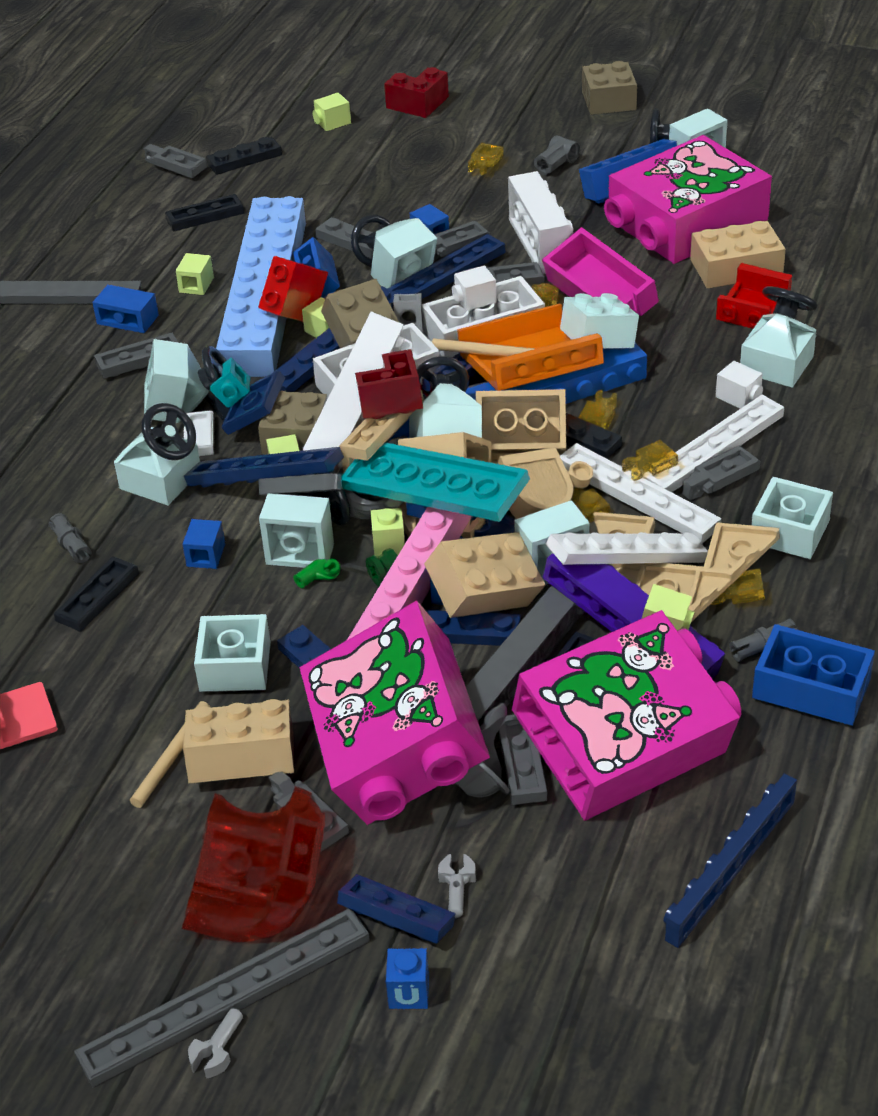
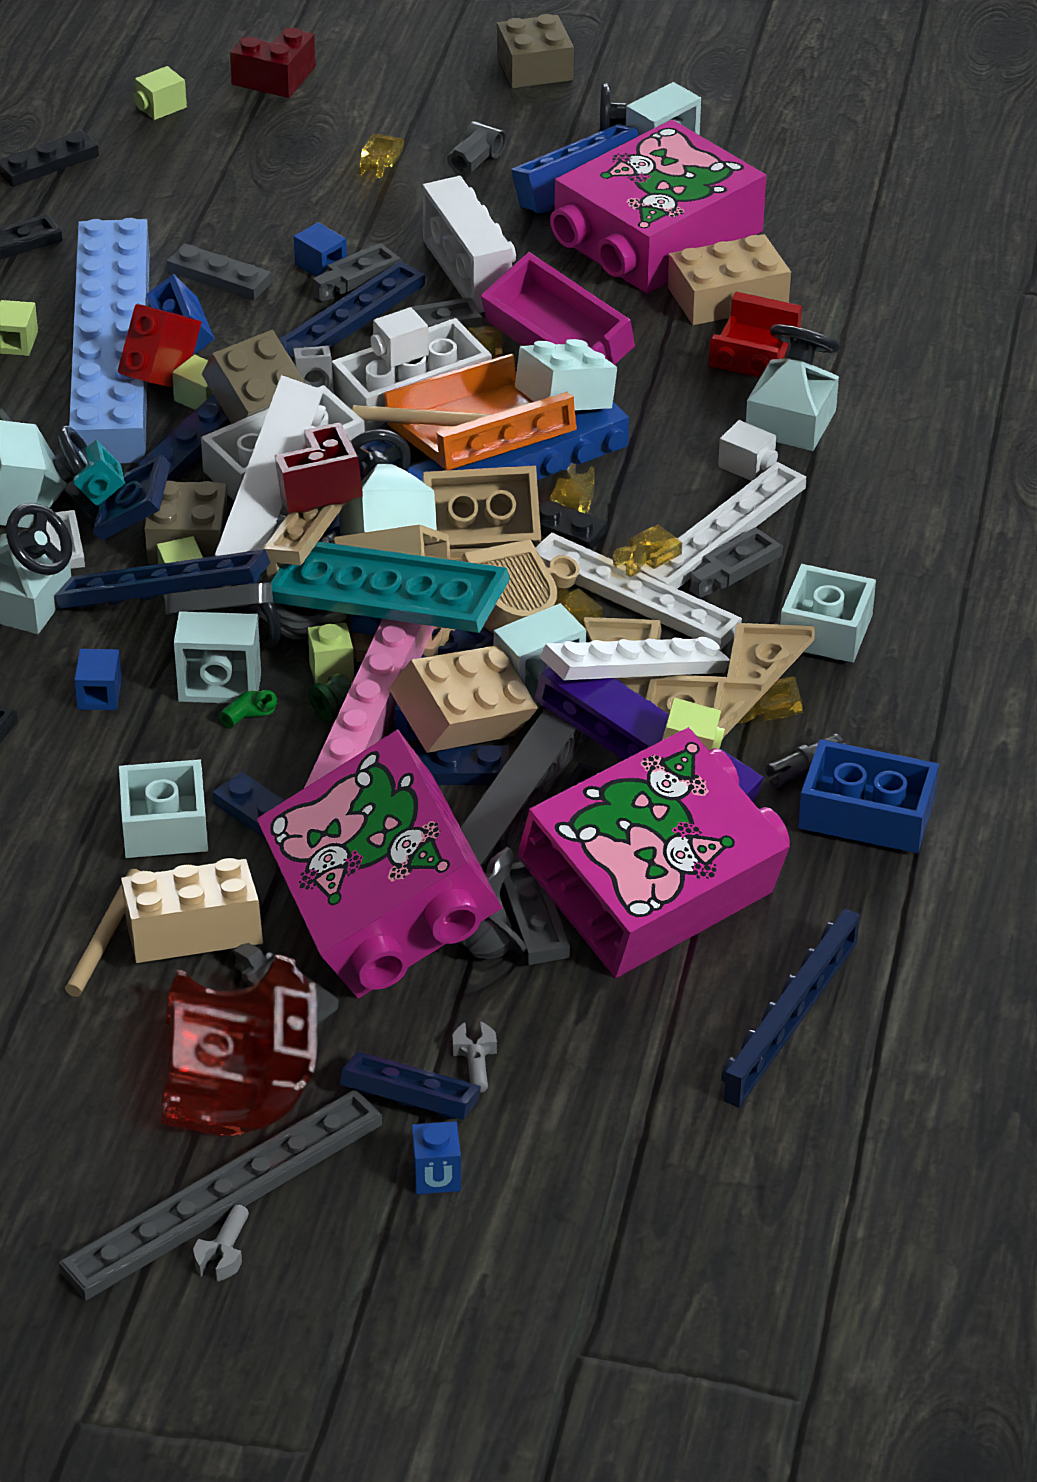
camera: 10 degrees left, 0 degrees up
(397, 248) = (284, 286): light aqua piece -> none

